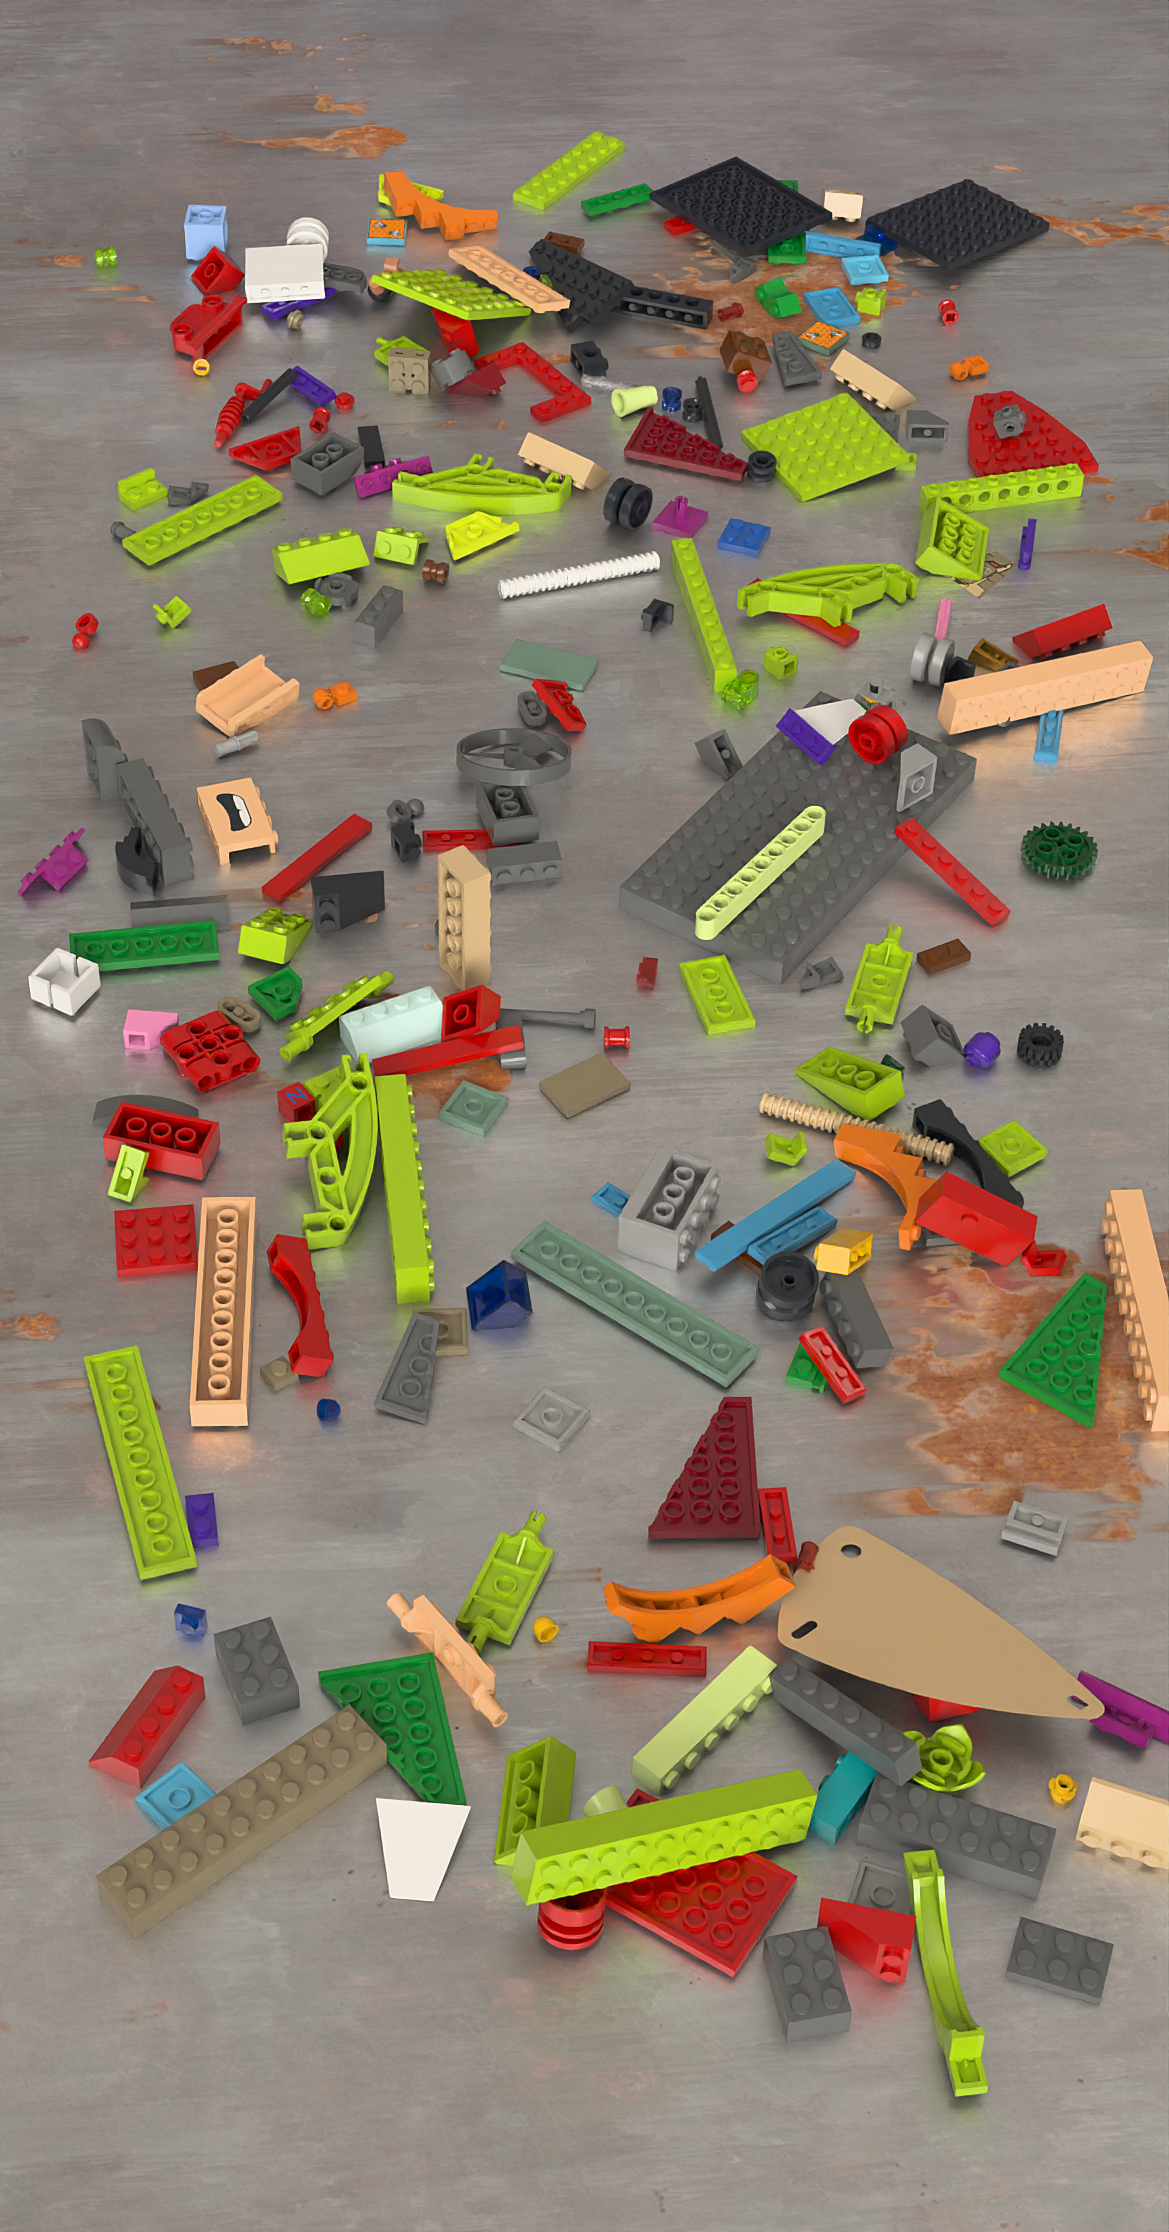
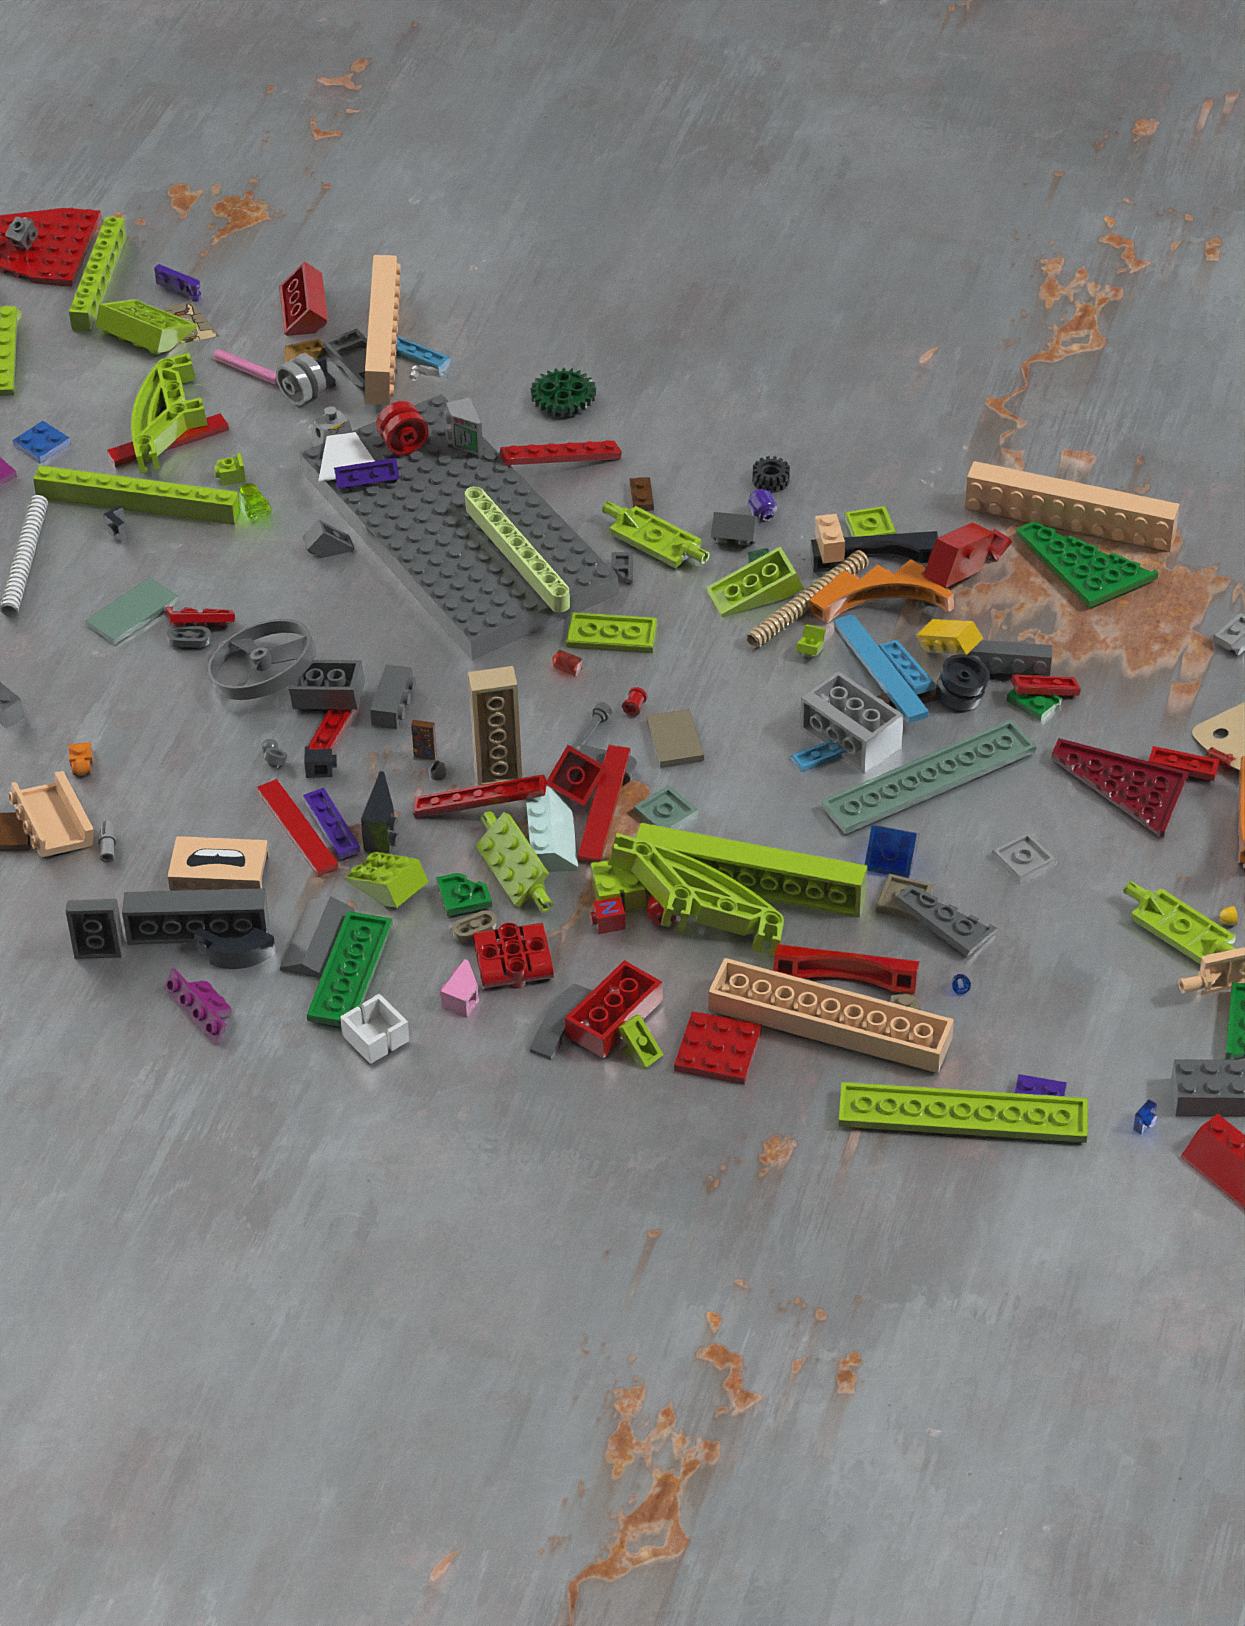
camera: 65 degrees left, 0 degrees up
(348, 862) = (331, 823): none -> dark purple plate
(407, 960) = (479, 796): none -> red tile
(938, 1106) = (829, 538): none -> light nougat brick
(1024, 747) = (425, 370): none -> clear bar

